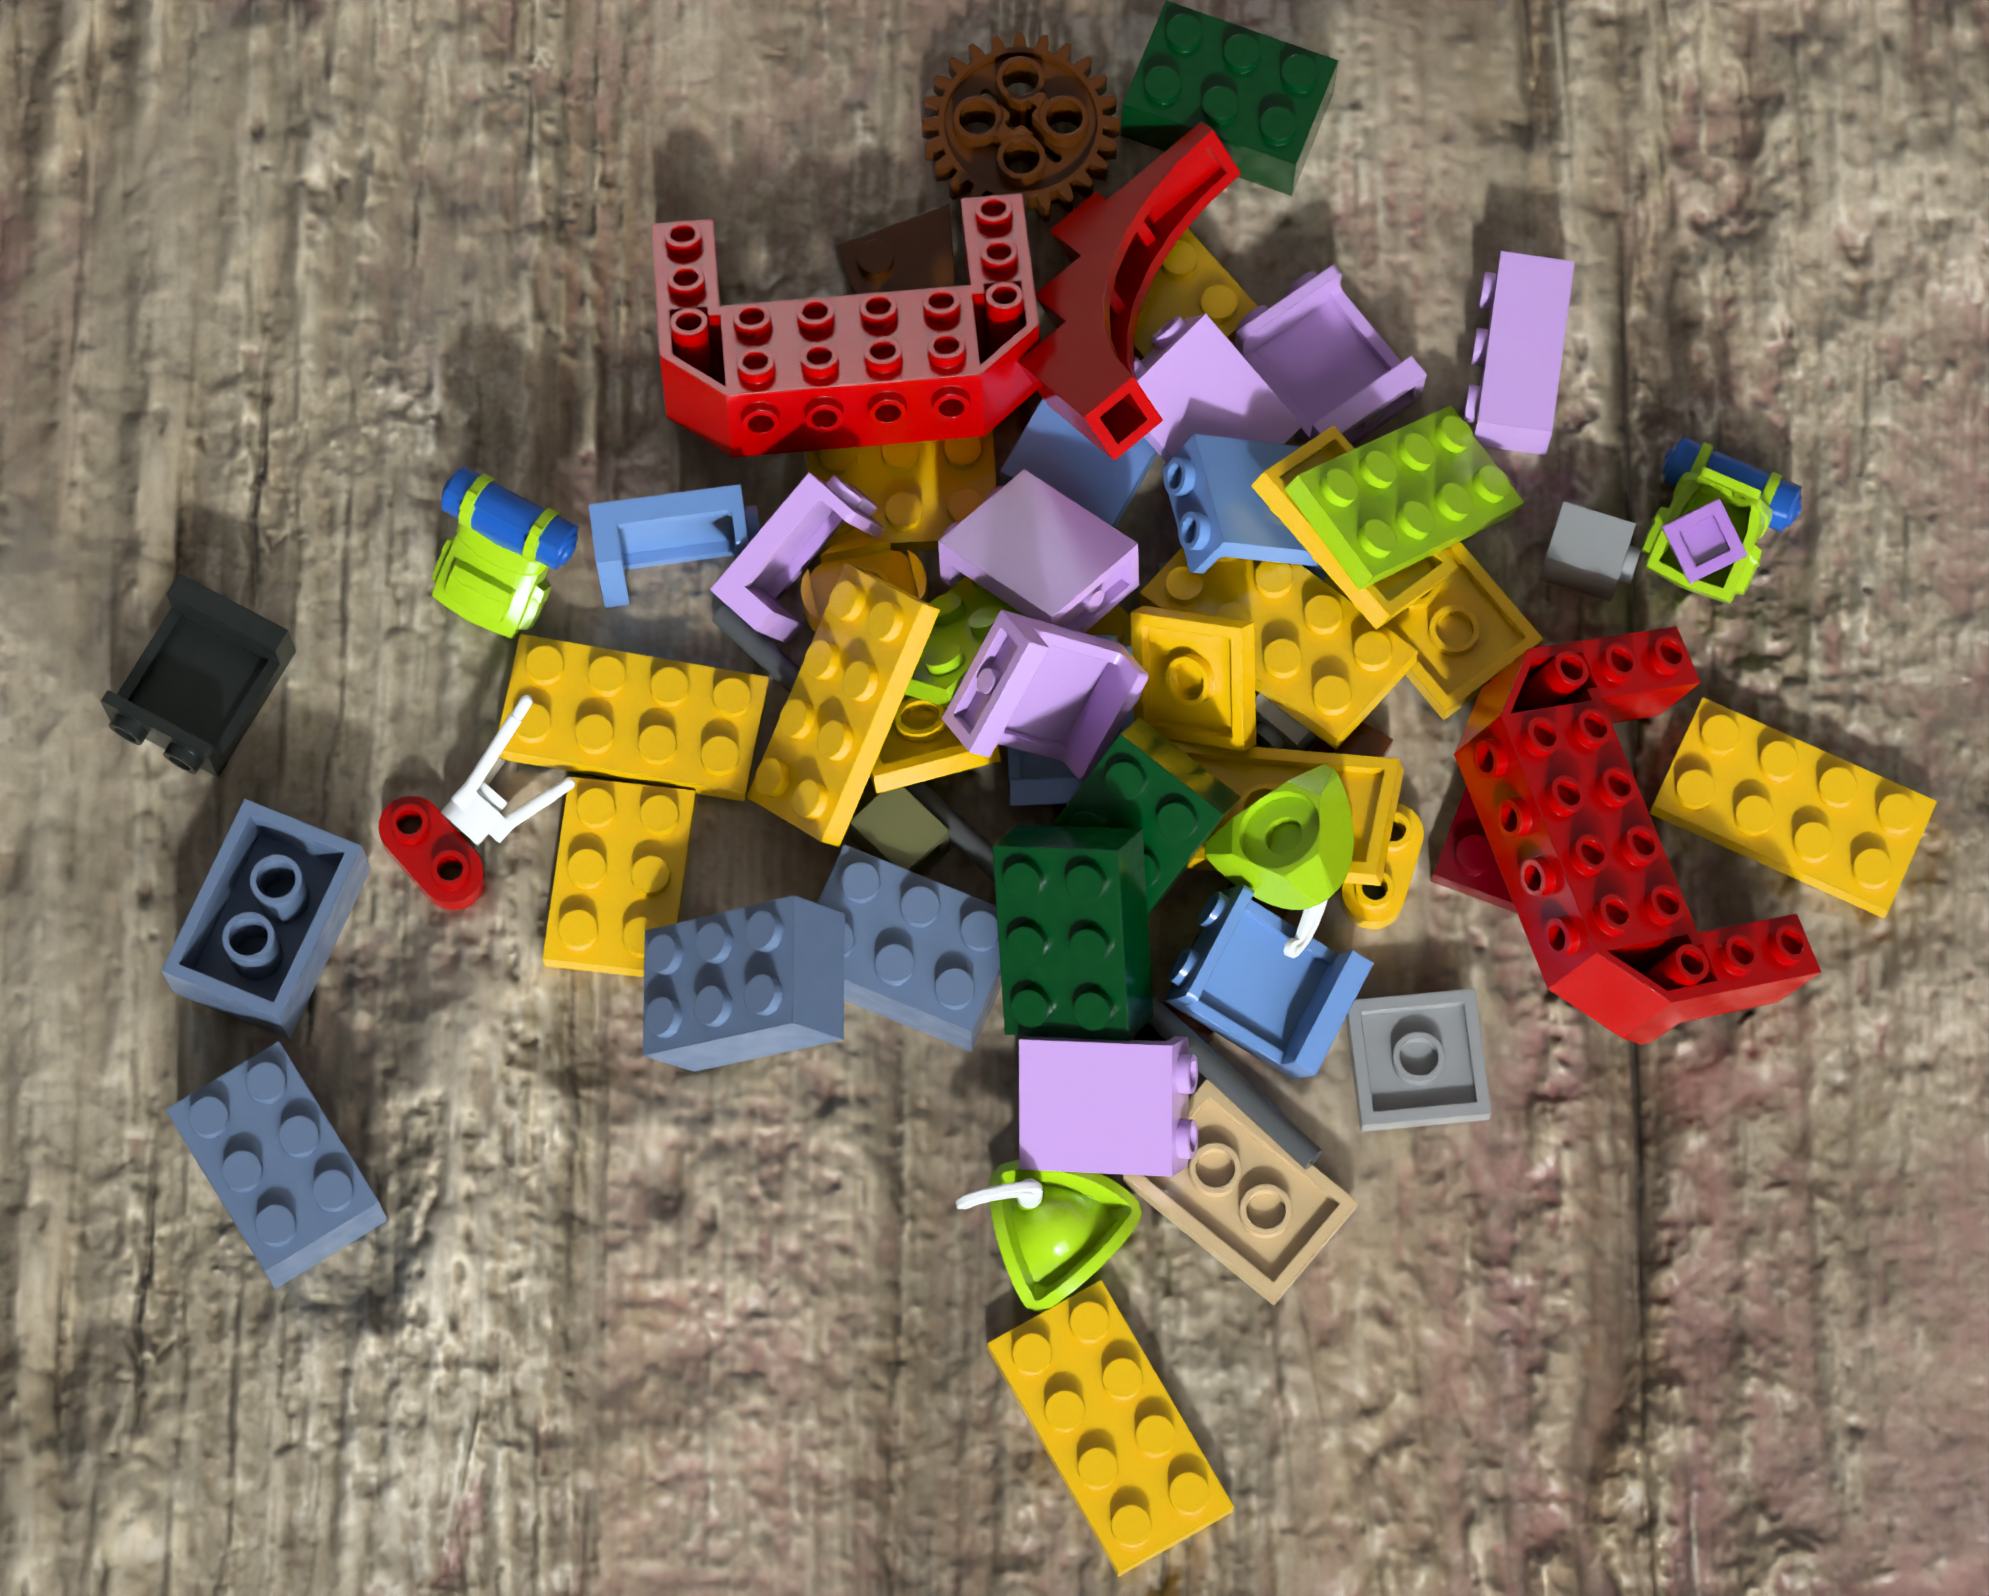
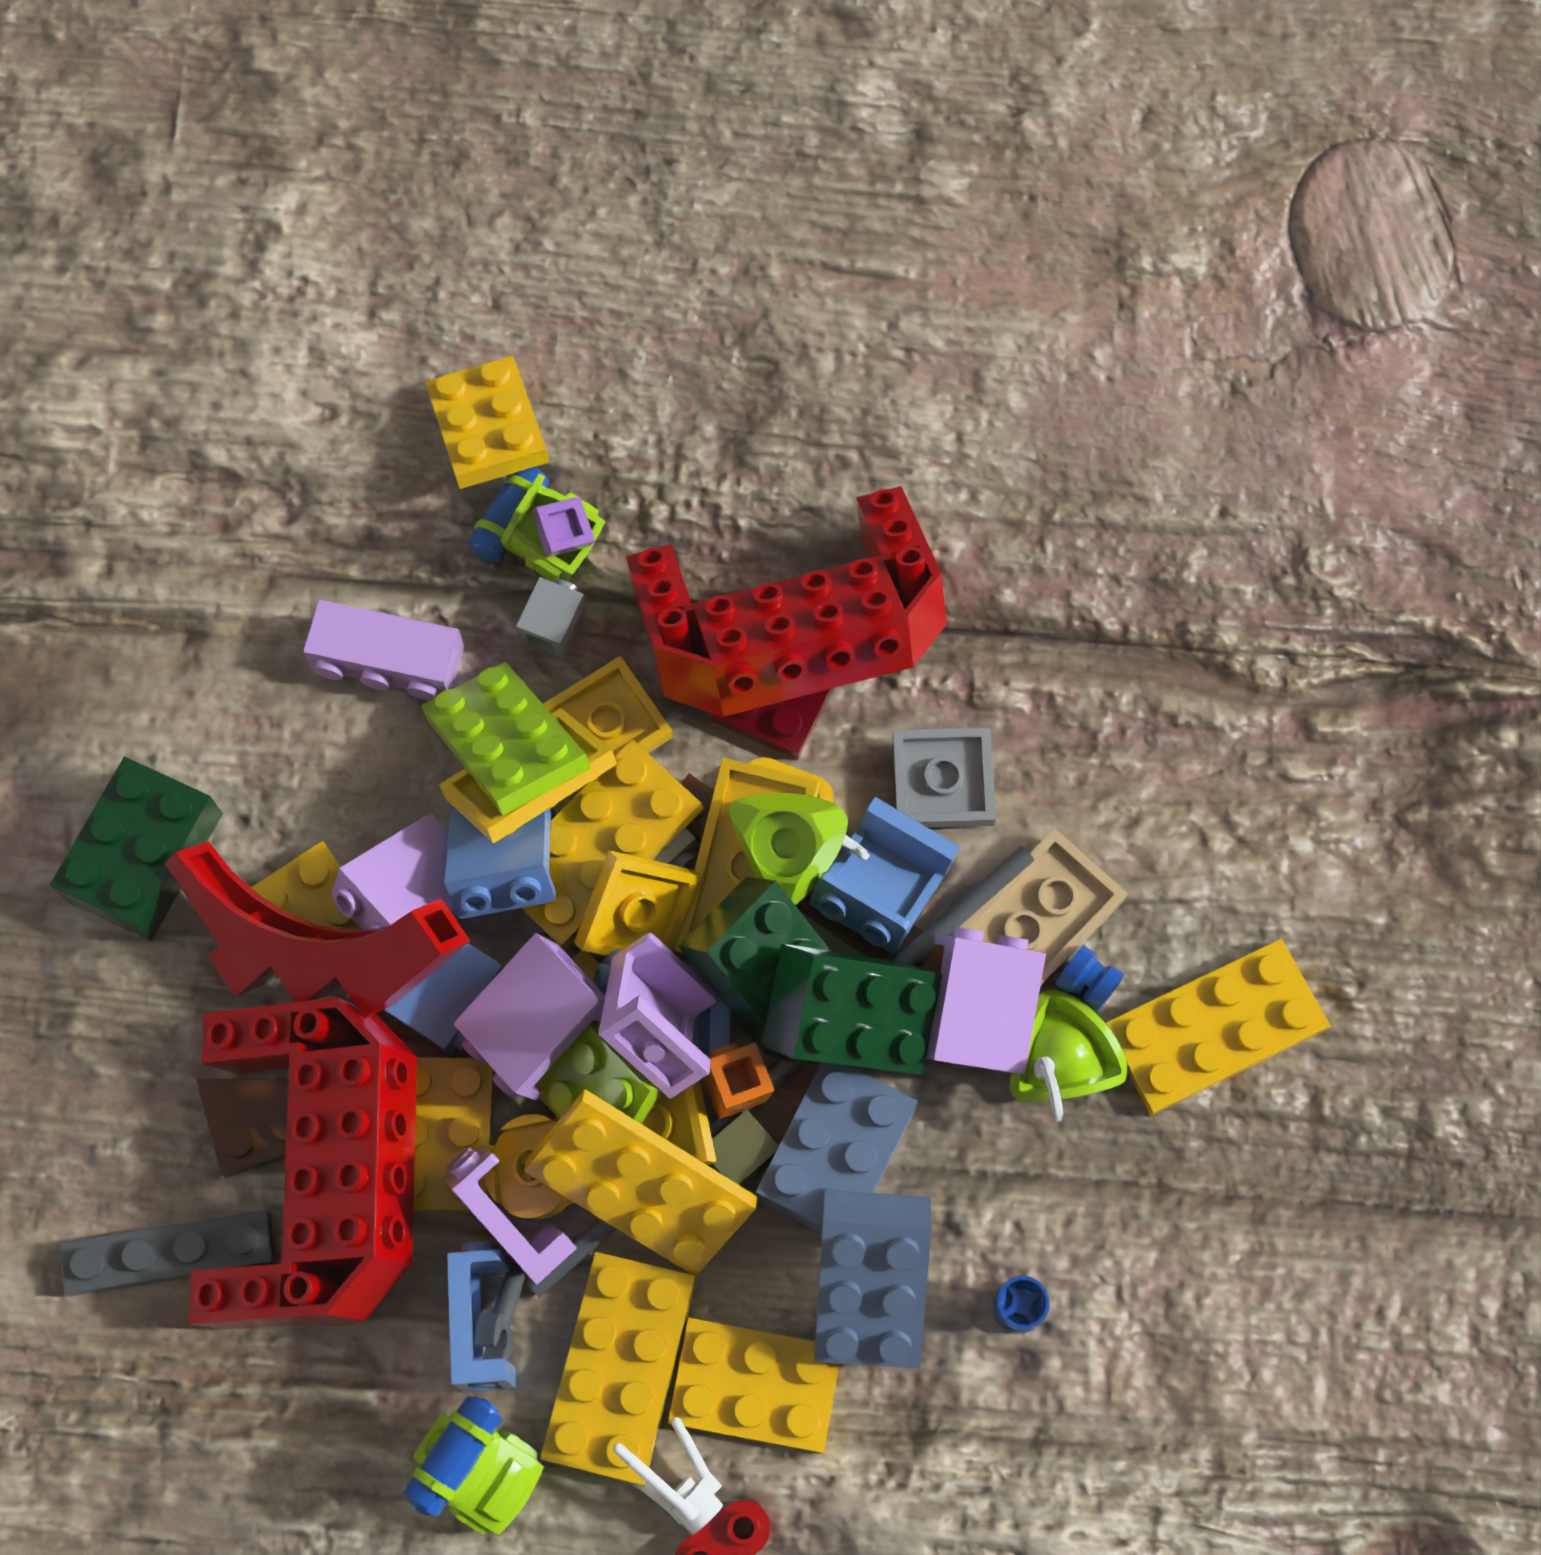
camera: 85 degrees left, 0 degrees up
(662, 564) = (494, 1328): none -> dark grey bar
(724, 1171) = (1027, 1299): none -> blue wheel
(739, 195) = (166, 1253): none -> dark grey plate
(979, 805) = (737, 1079): none -> orange brick
(1059, 94) = (111, 982): reddish brown gear -> none
(1159, 1251) = (1089, 979): none -> blue wheel
(1328, 360) = (374, 793): lavender panel -> none
(1793, 807) = (761, 500): yellow plate -> none
(1857, 442) = (487, 422): none -> yellow plate

